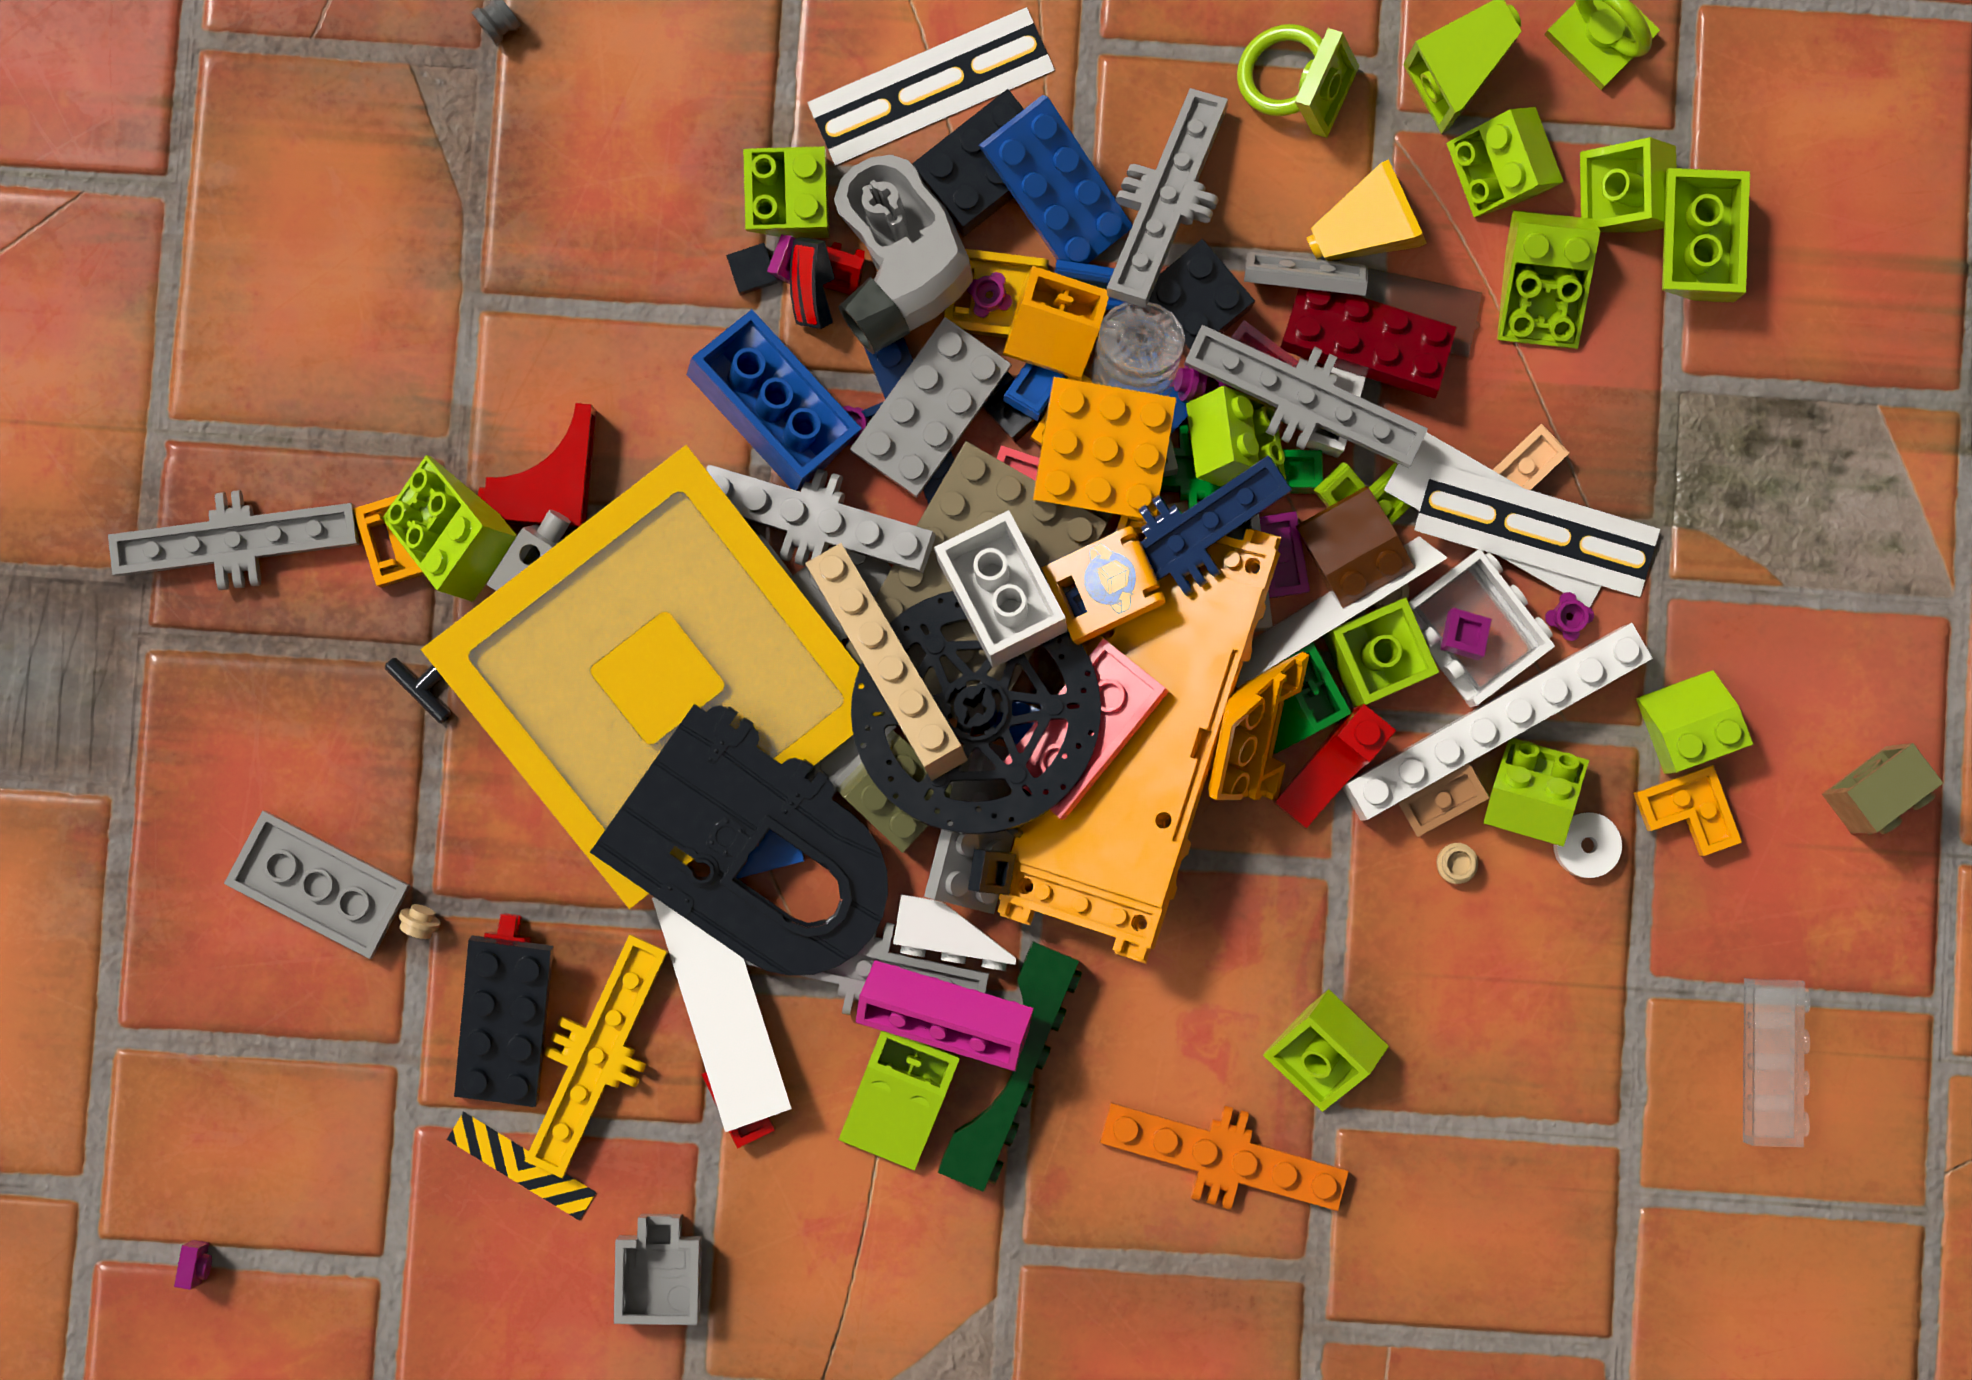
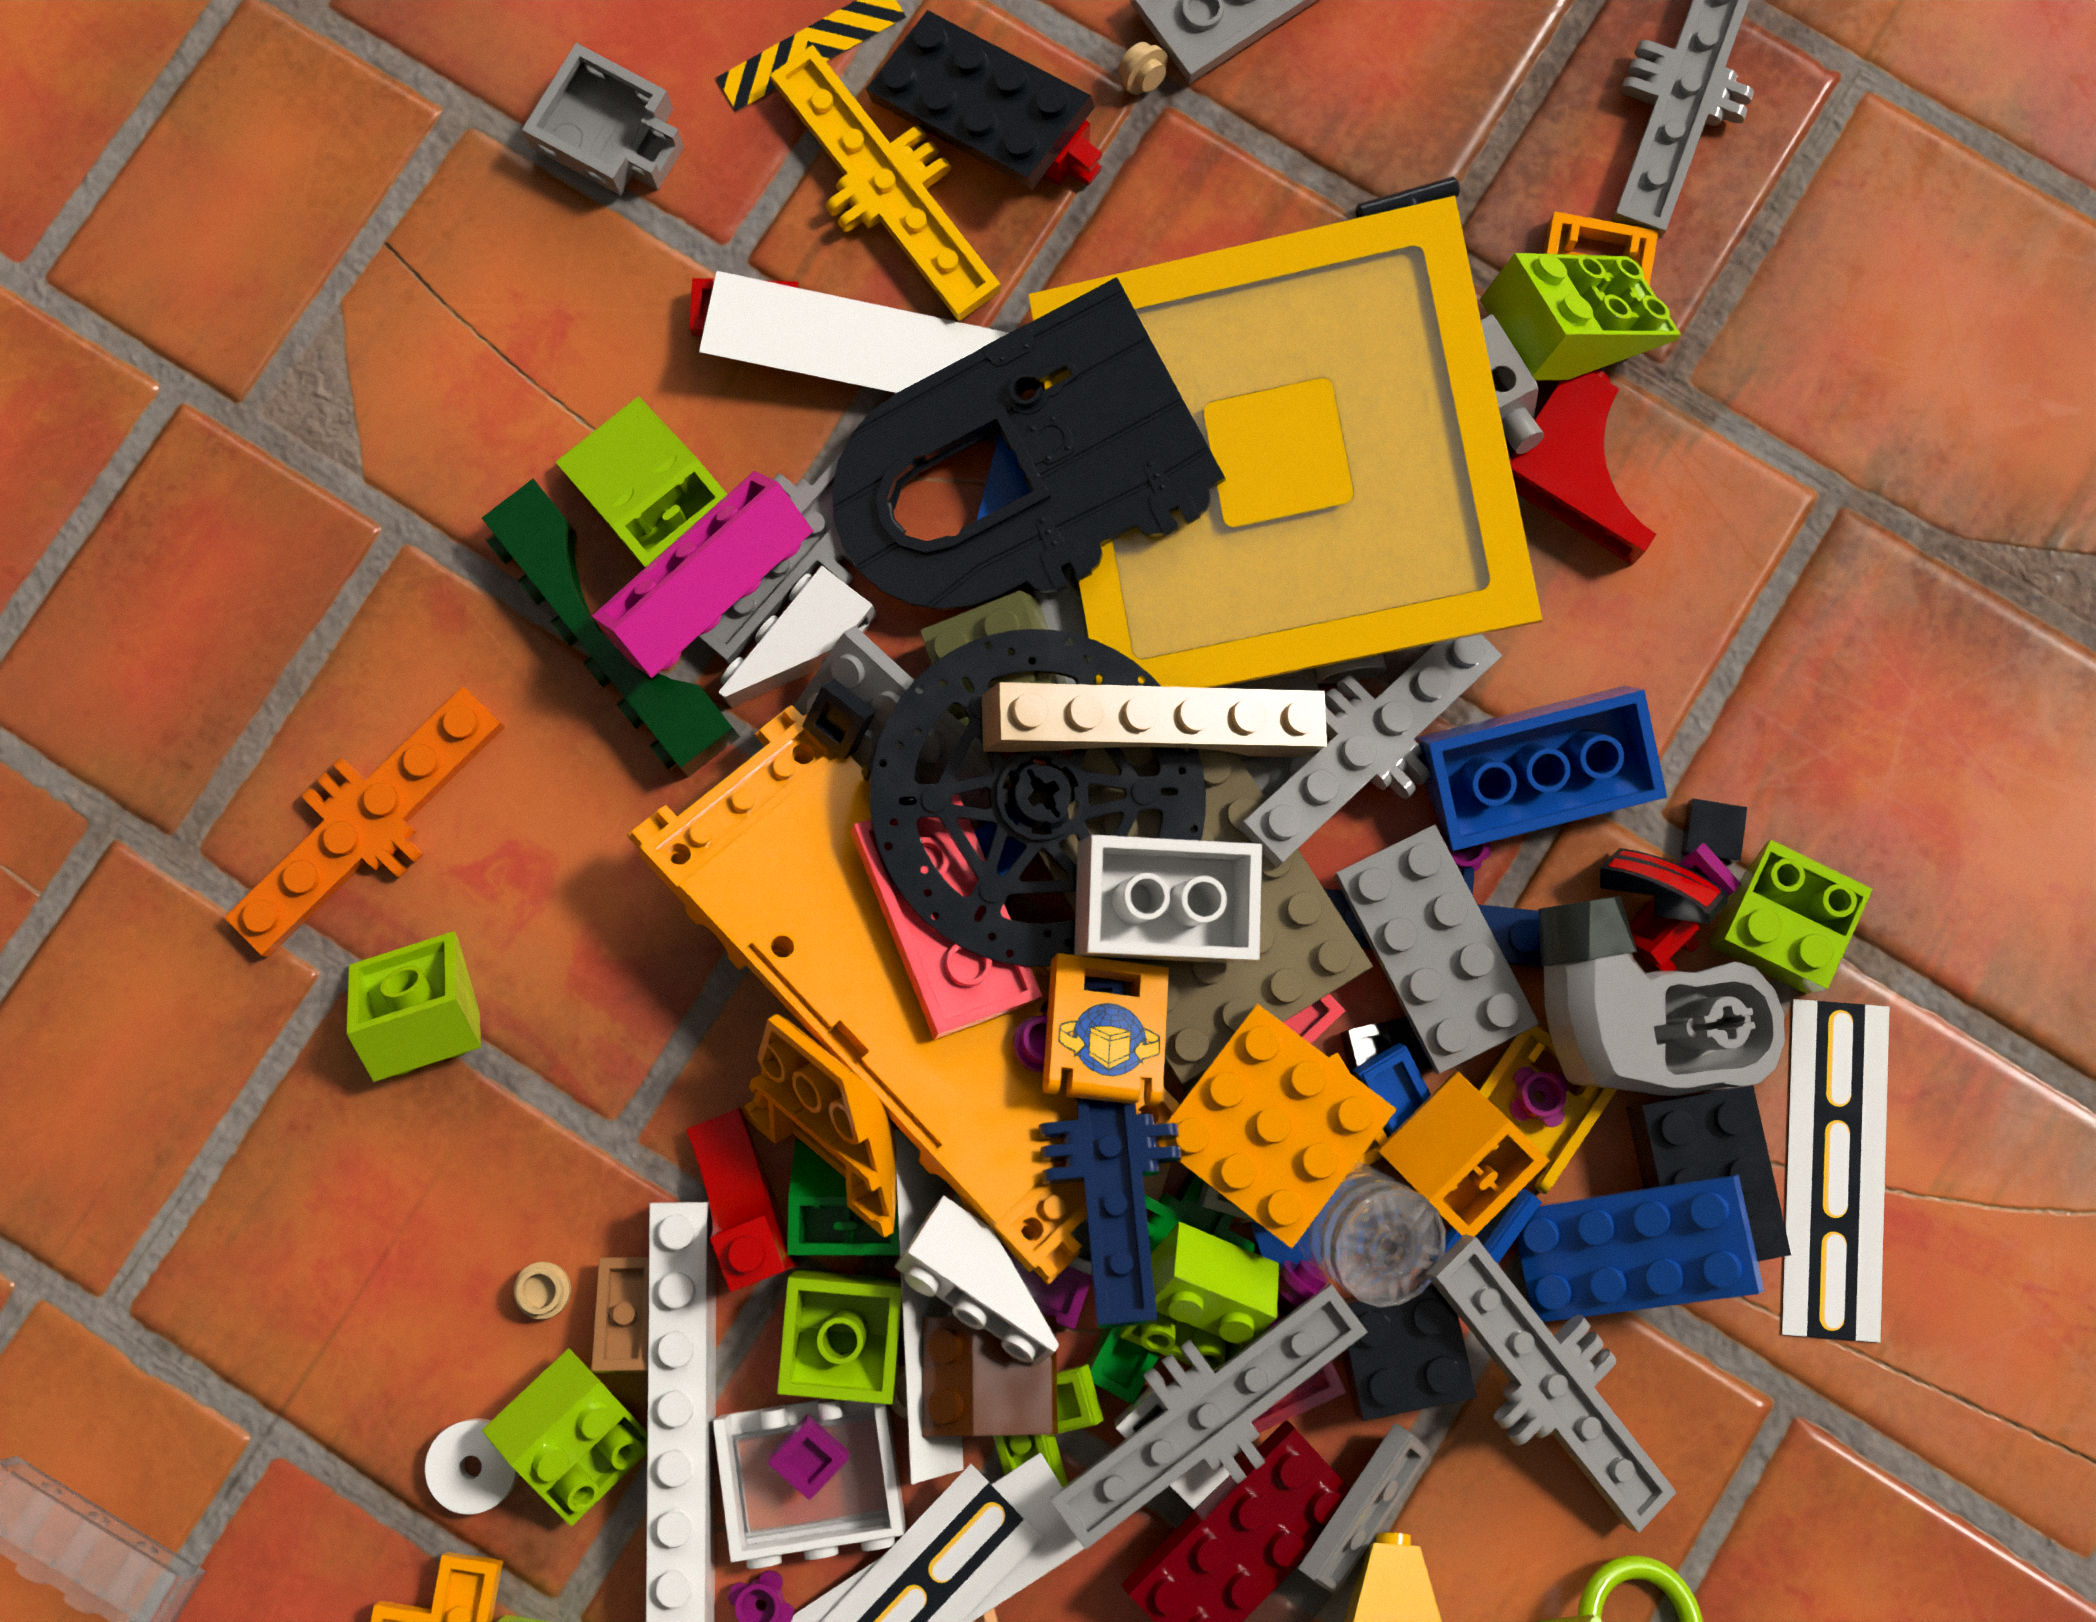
camera: 125 degrees right, 5 degrees down
(1137, 629) = (1030, 1043): none -> magenta plate
(1299, 590) = (971, 1271): none -> white slope

